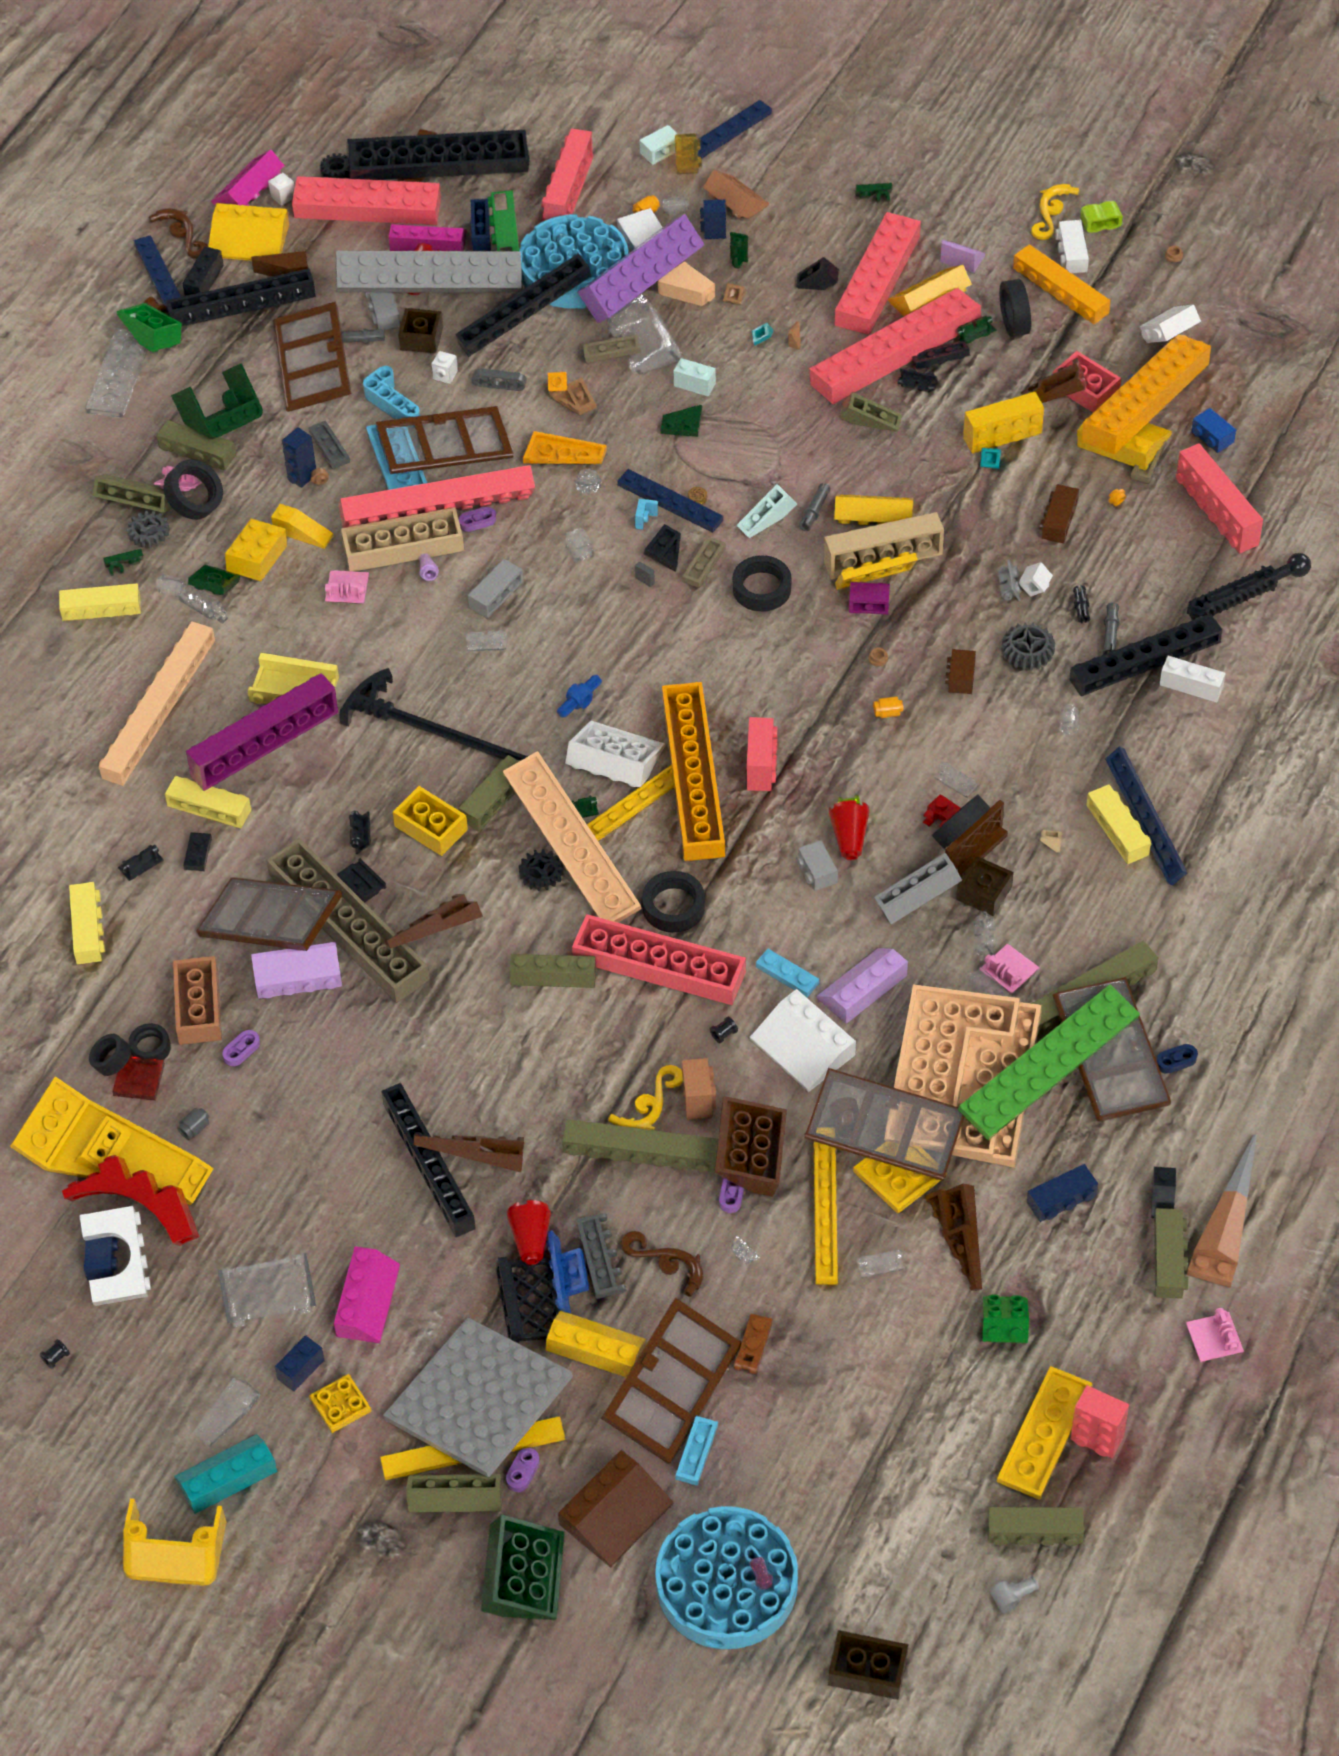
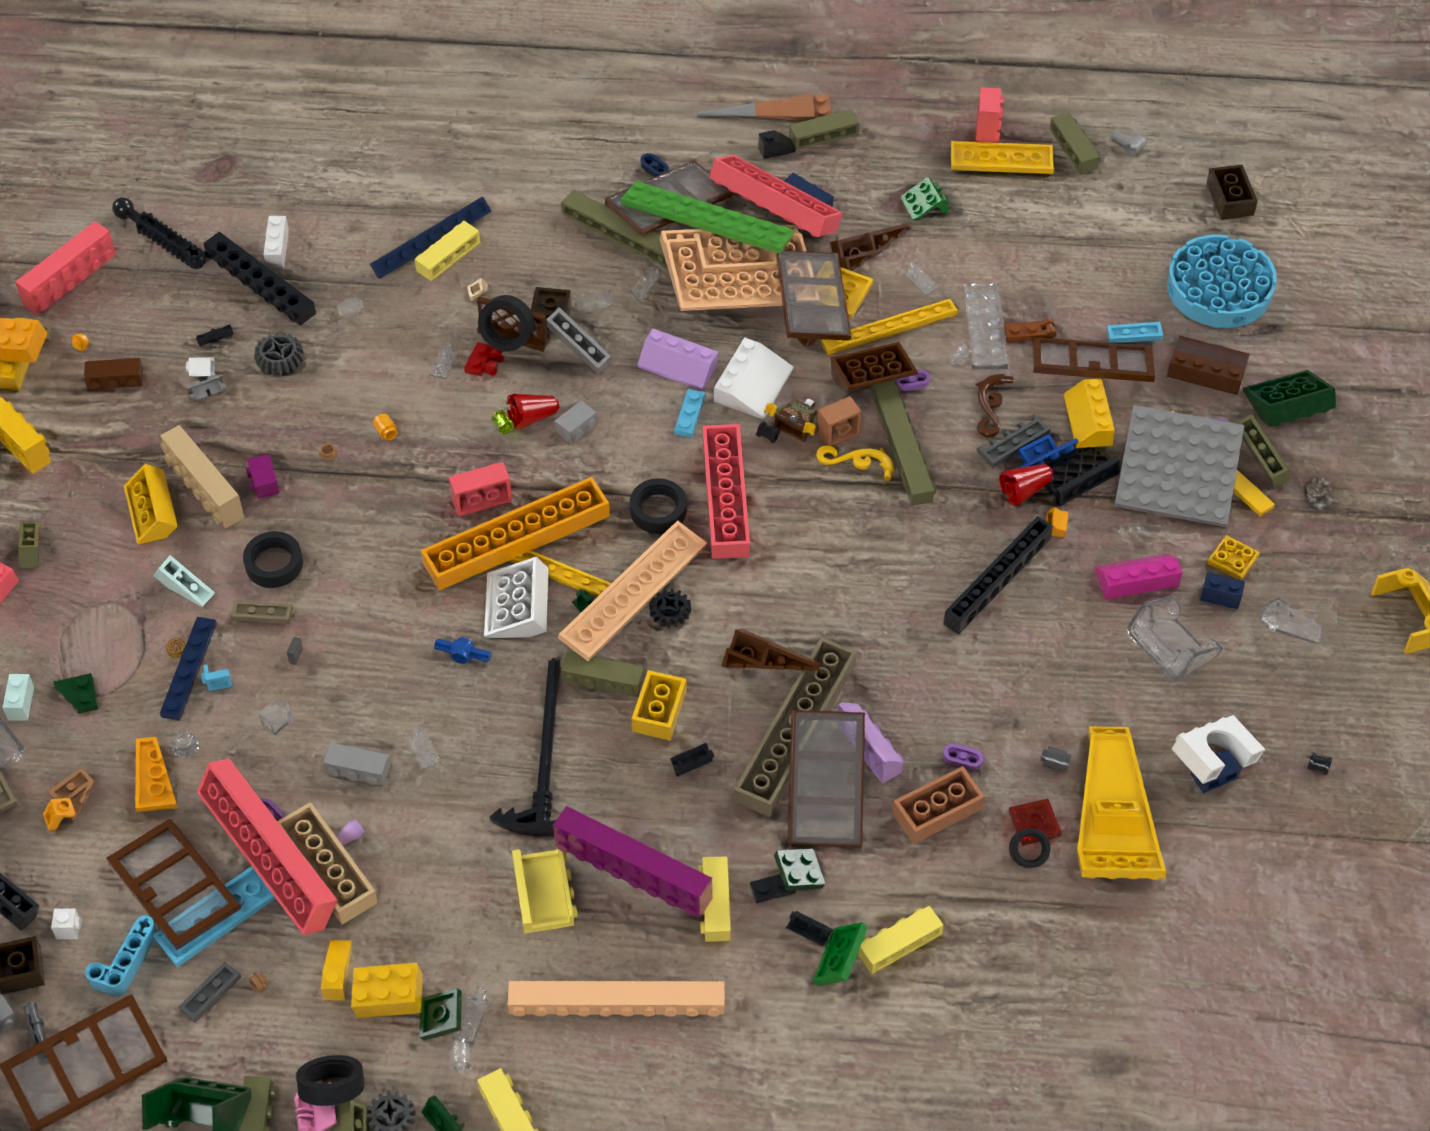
camera: 115 degrees left, 0 degrees up
(95, 867) = (840, 954): none -> green plate
(116, 1179) = (1148, 760): red arch -> none
(150, 1030) = (996, 815): black tyre -> none
(199, 872) = (799, 869): none -> plate
(226, 1473) = (1337, 603): teal slope -> none
(299, 457) = (254, 991): dark blue brick -> none
(346, 586) = (398, 896): bright pink hinge -> none
(362, 880) = (744, 738): black plate -> none
(471, 1250) = (1058, 520): none -> light orange piece
(492, 1151) = (969, 536): reddish brown wedge -> none
(516, 380) = (68, 869): dark grey beam -> none
(552, 970) = (771, 561): olive brick -> none
(665, 547) = (252, 648): black wing -> none
(729, 1057) = (795, 418): none -> torso
(762, 1576) = (1215, 250): clear pink pin -> none
(779, 1298) = (985, 326): none -> clear plate
(812, 512) = (162, 550): dark grey pin -> none
(870, 572) = (237, 472): yellow plate -> none
(961, 671) = (324, 389): reddish brown brick -> none
(990, 458) = (56, 442): teal slope -> none
(1009, 968) = (618, 279): bright pink hinge -> none
(1063, 1148) = (775, 195): none -> coral brick
(1111, 623) = (237, 308): dark grey pin -> none
(1214, 1336) = (874, 94): bright pink hinge -> none

